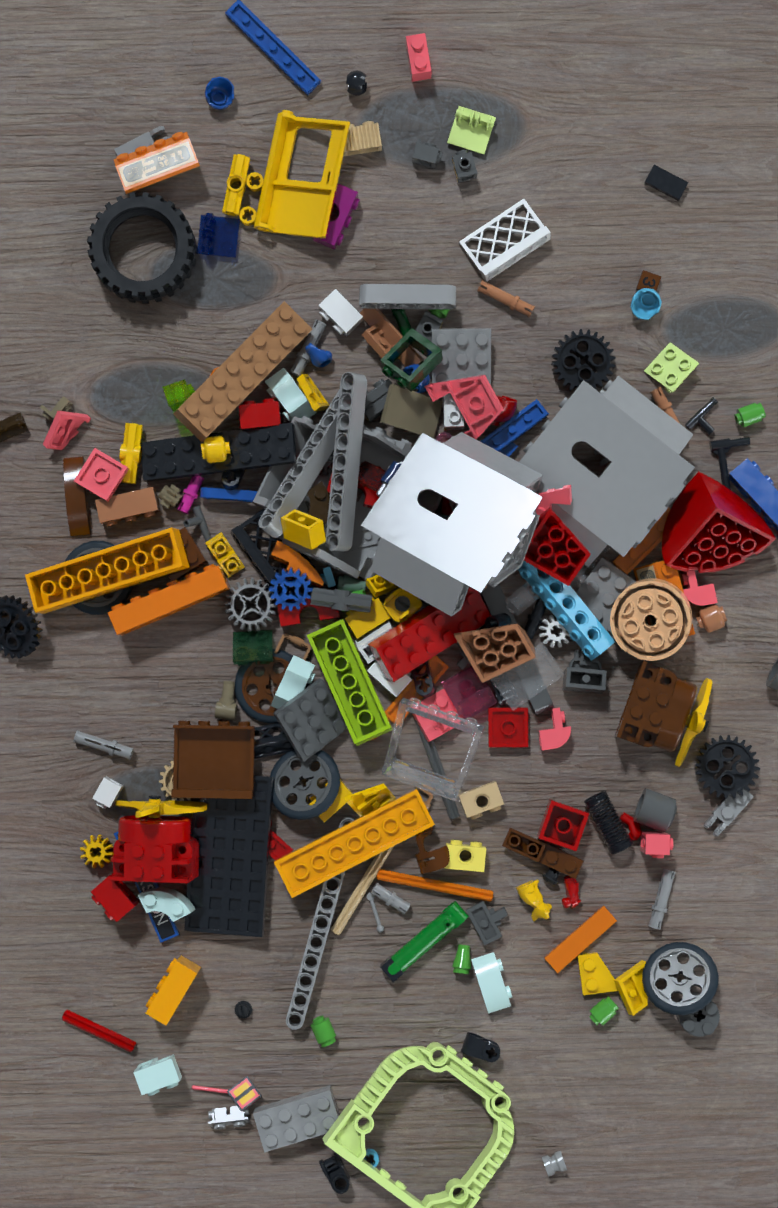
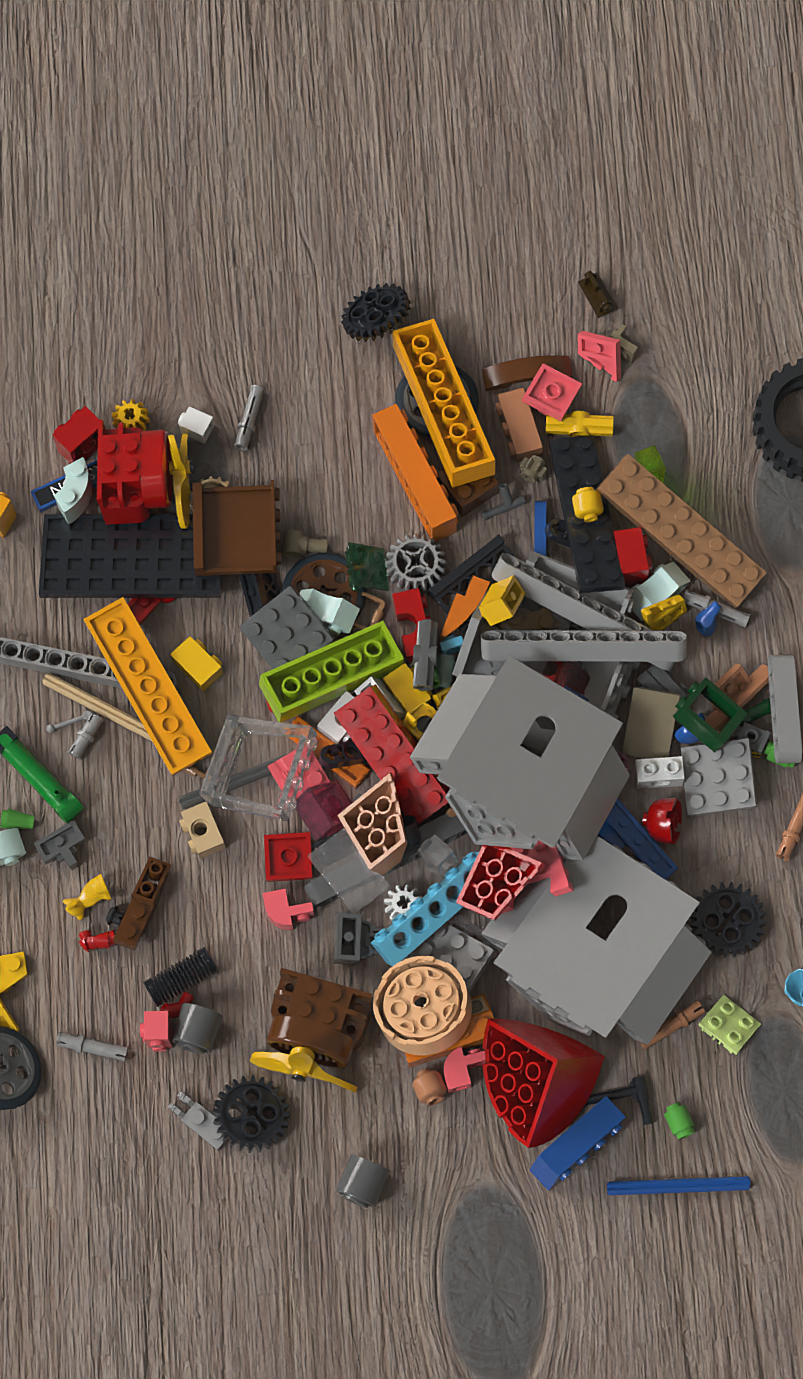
camera: 90 degrees right, 15 degrees down
(190, 494) = (538, 491): dark pink pin -> none
(225, 554) = (471, 533): yellow slope -> none
(296, 595) = (442, 589): blue gear -> none
(325, 796) = (199, 651): dark grey wedge -> none
(340, 313) = (760, 640): white brick -> none
(369, 799) = (198, 703): yellow wing -> none
(435, 885) = (101, 786): orange axle -> none
(441, 854) = (135, 783): reddish brown helmet -> none
(474, 399) = (666, 787): coral wing -> none
(474, 863) = (133, 802): light yellow brick -> none
(535, 618) = (415, 880): black pin -> none
(562, 825) = (176, 923): red brick -> none
(580, 939) = (43, 954): orange tile -> none
(650, 541) = (511, 1001): orange tile -> none
(698, 417) = (672, 1061): black piece -> none

